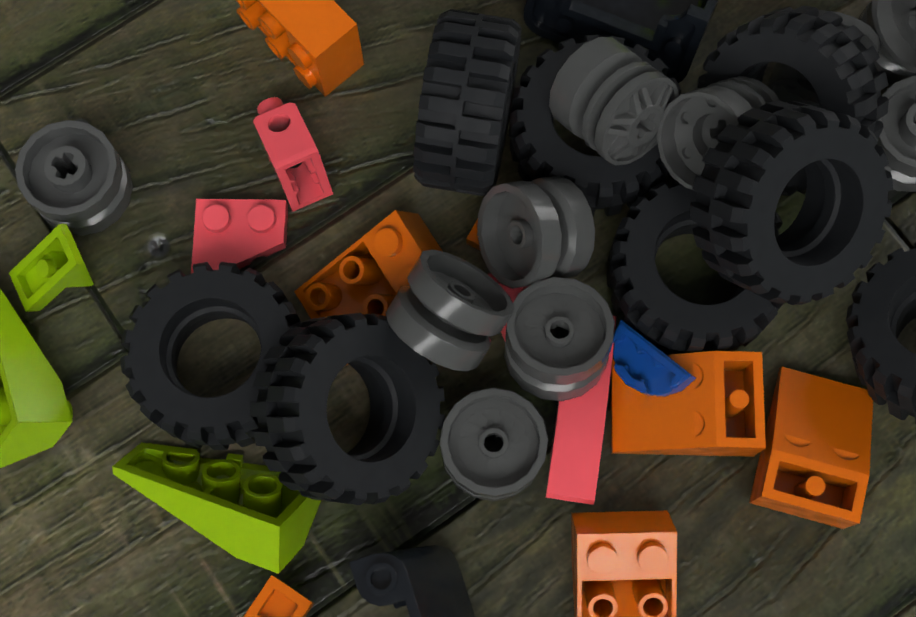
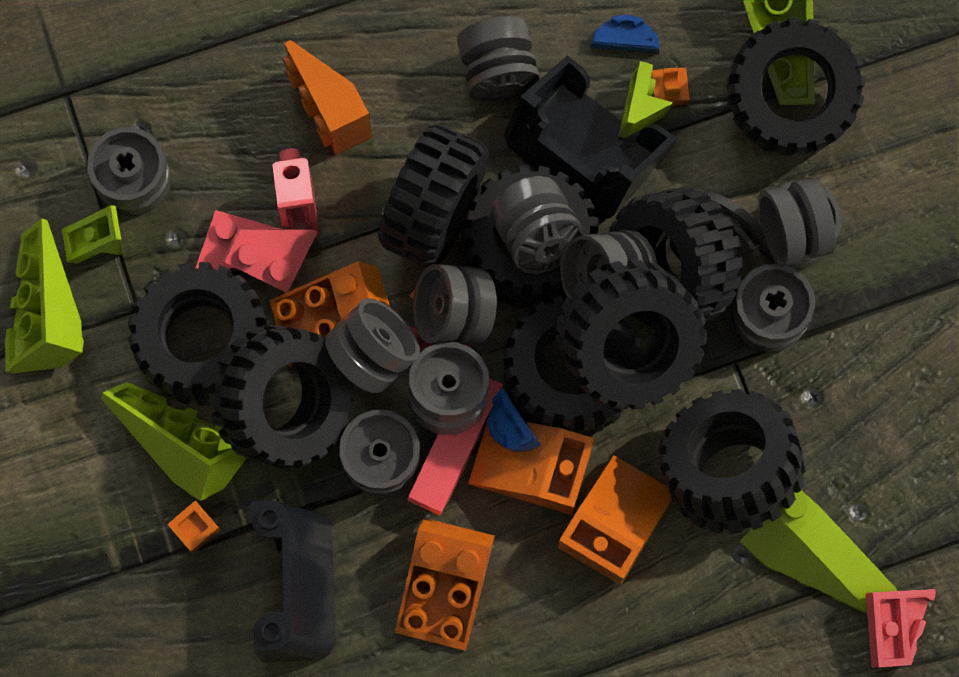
camera: 15 degrees right, 0 degrees up
(280, 233) = (270, 254): none -> coral wing

